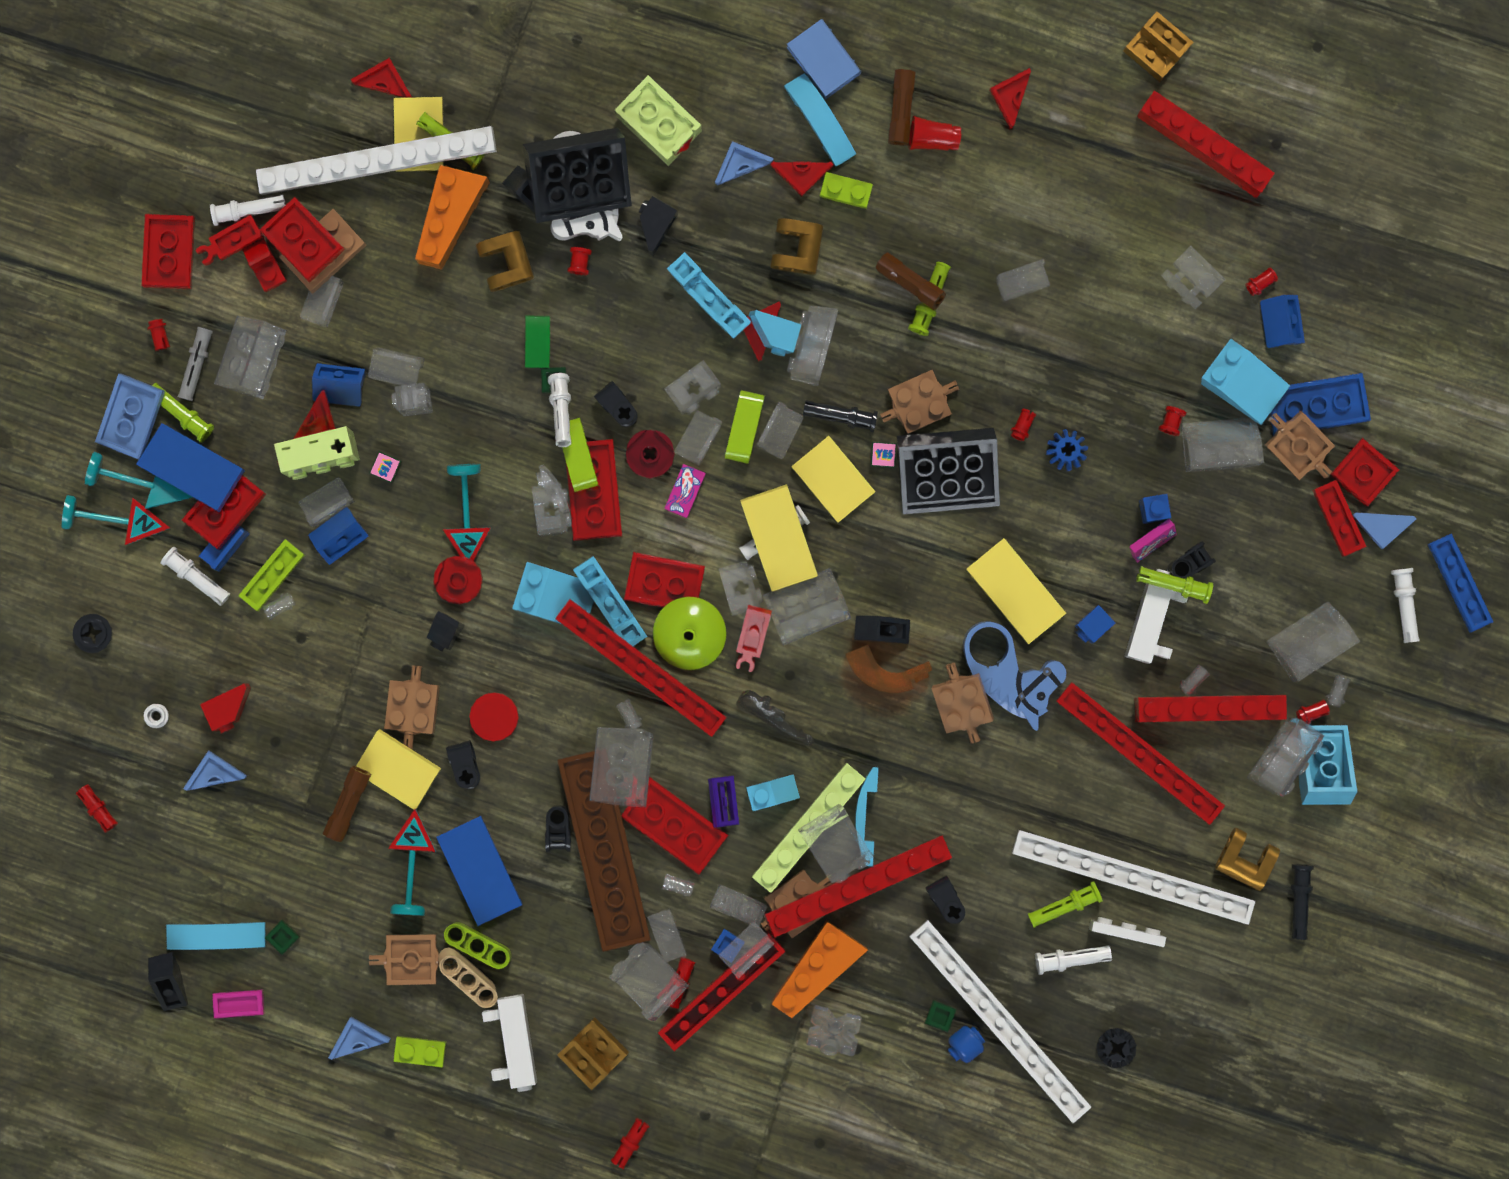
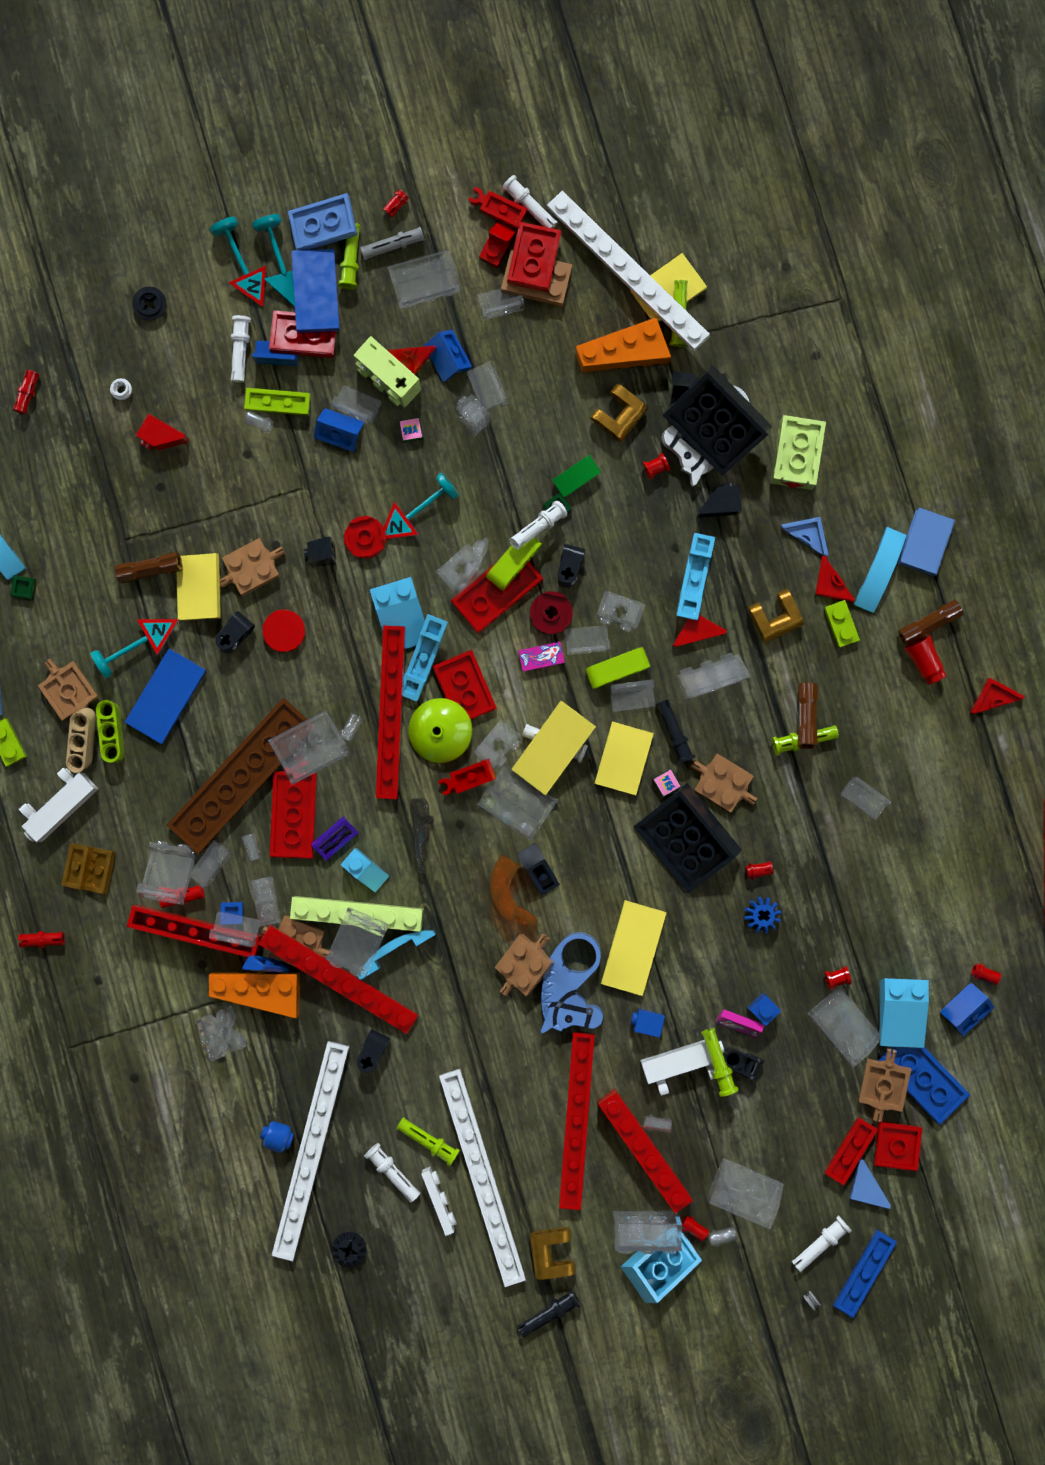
camera: 55 degrees right, 0 degrees up
(168, 251) = (460, 169): red tile -> none
(213, 771) = (109, 457): medium blue tile -> none
(384, 79) = (690, 235): red tile -> none
(558, 831) = (230, 735): black piece -> none
(775, 332) = (702, 643): medium azure slope -> none
(798, 946) = (265, 964): none -> blue slope
(940, 1016) = (285, 1103): dark green tile -> none
(1198, 272) = (960, 921): clear plate -> none
(1452, 648) = (811, 1299): none -> light grey piece

